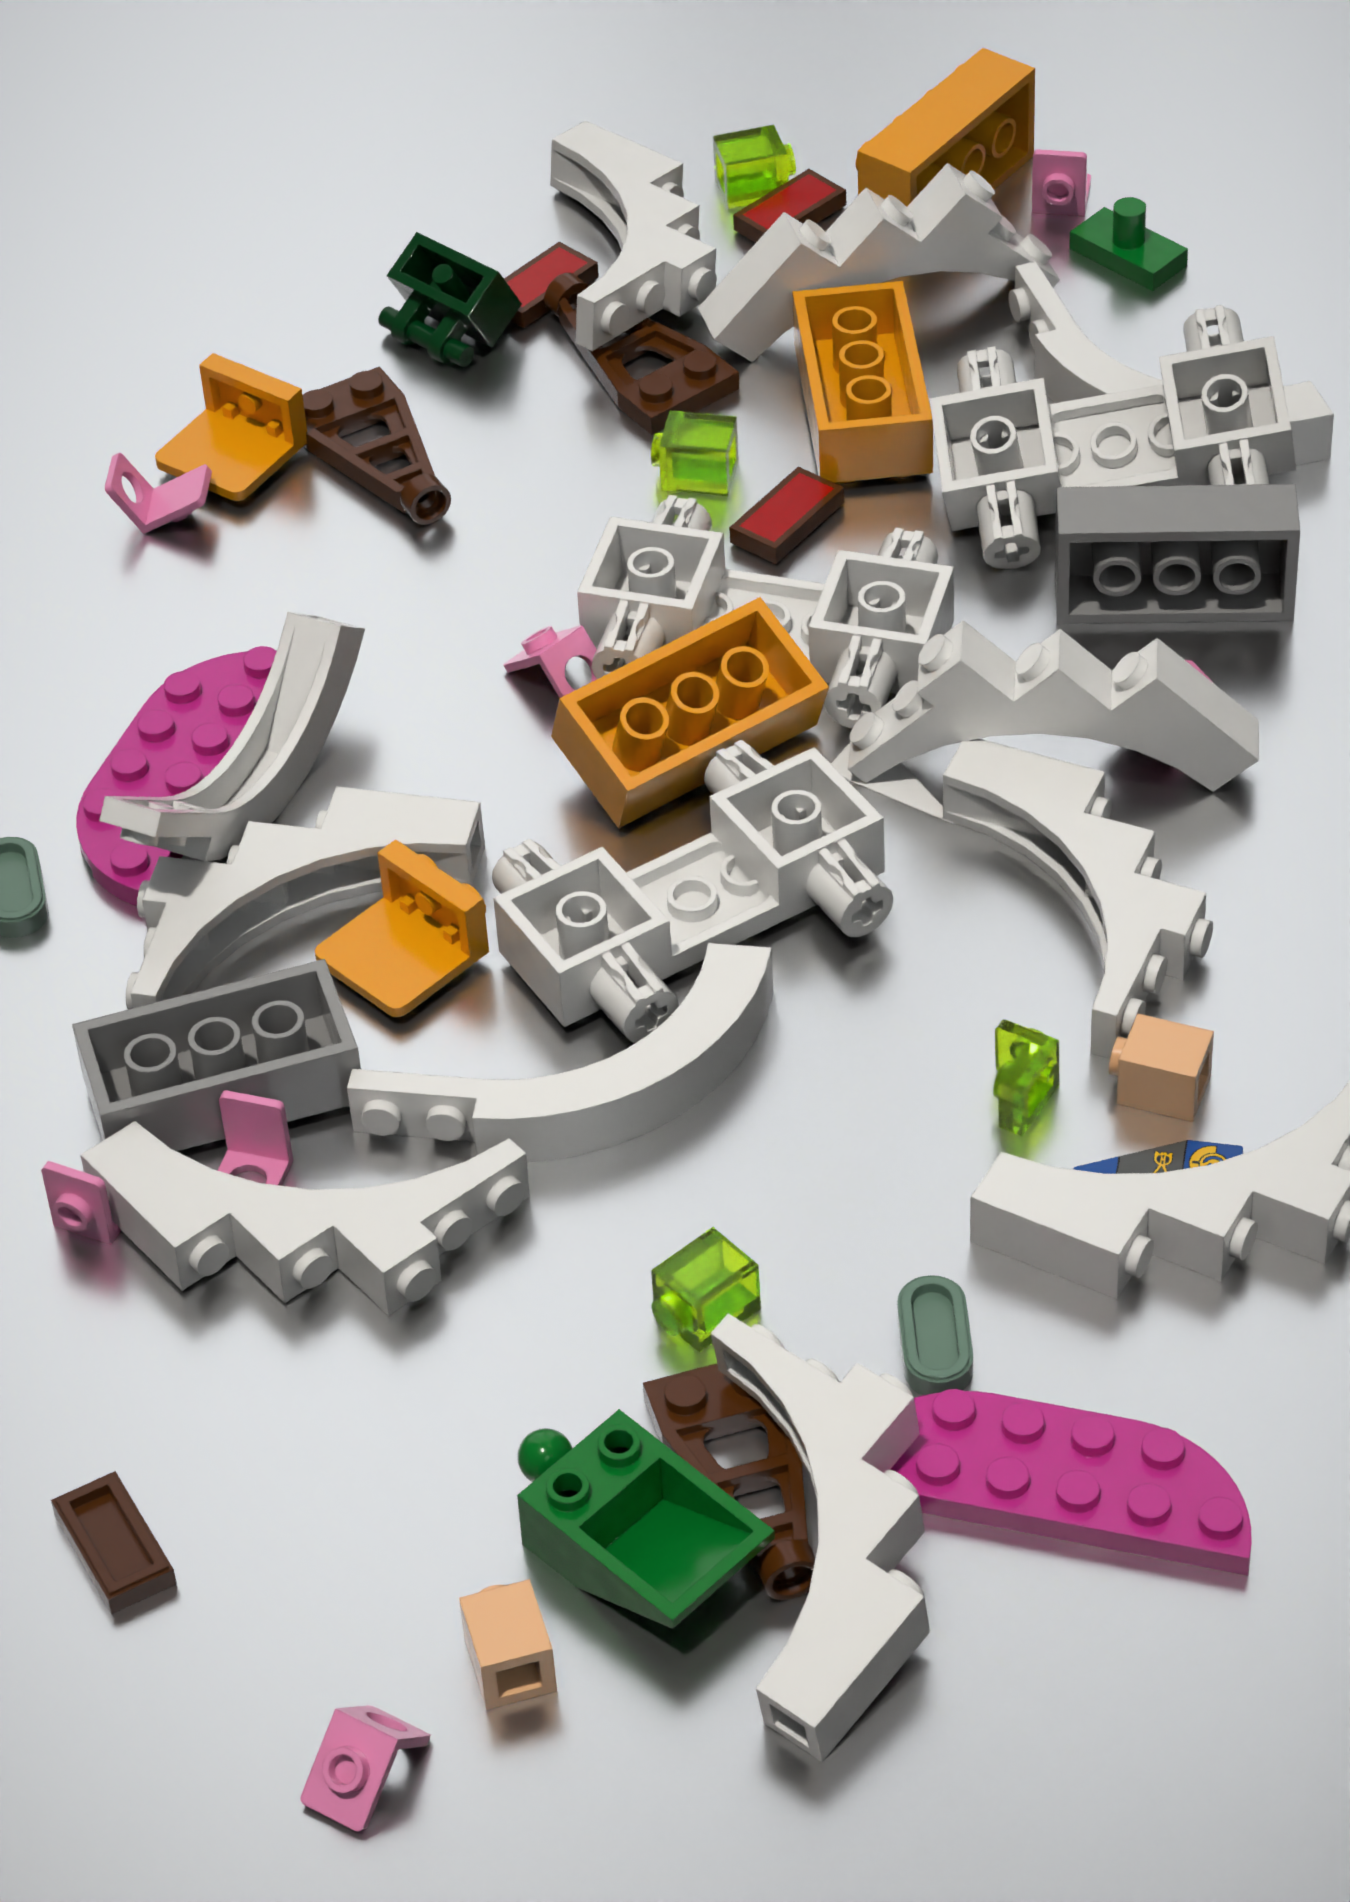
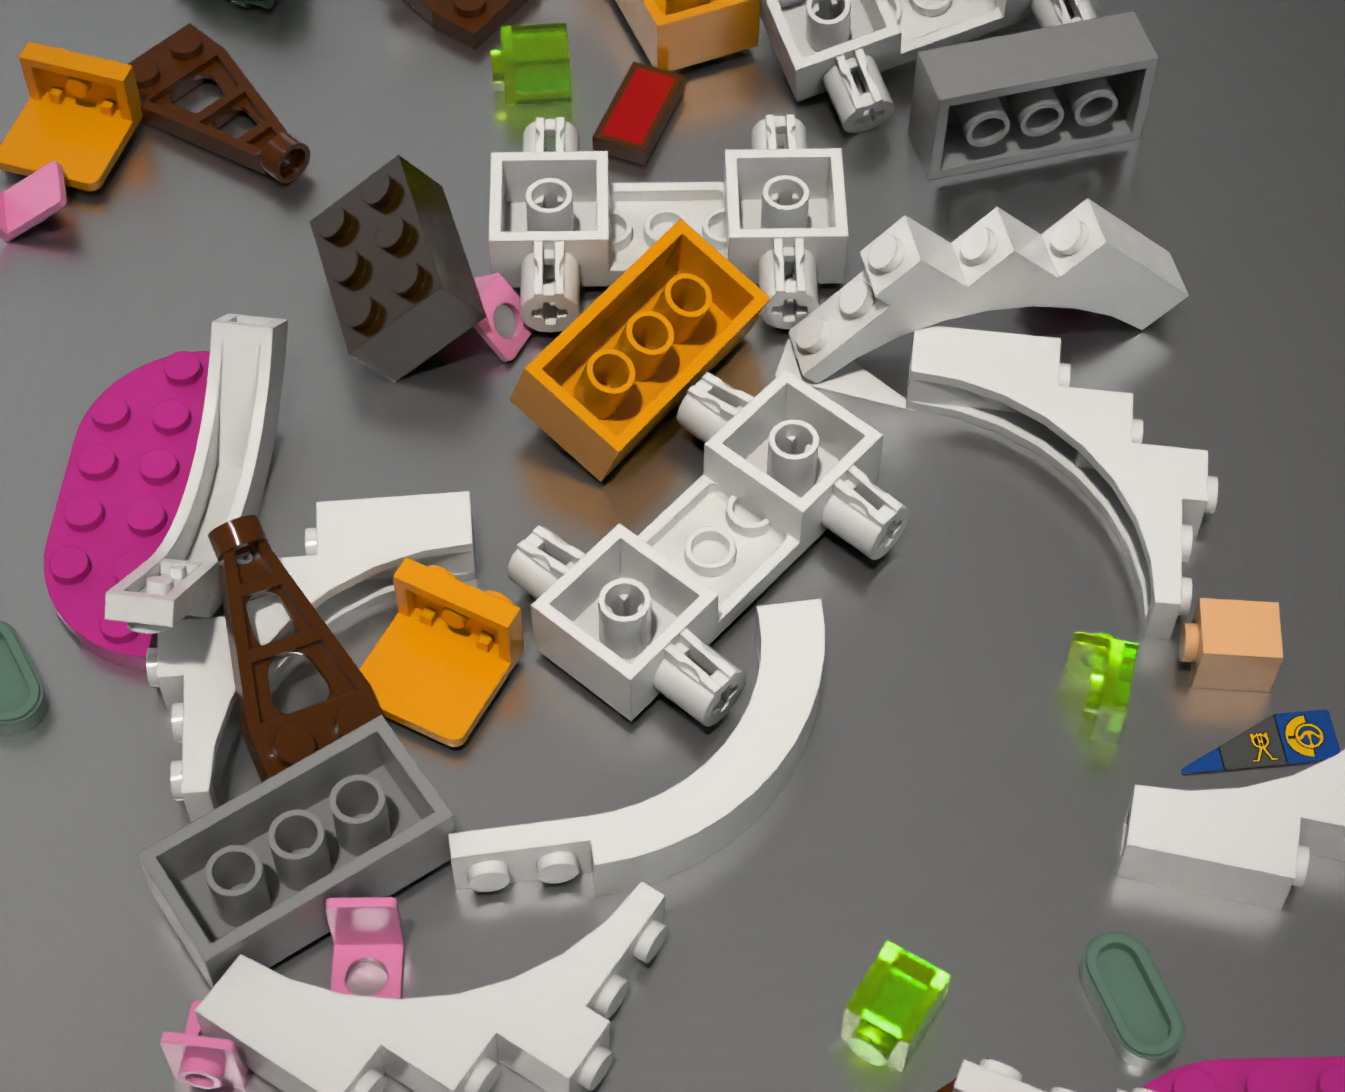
camera: 20 degrees left, 10 degrees up
(223, 958) = (272, 736): none -> reddish brown plate
(485, 605) = (396, 269): none -> dark brown brick

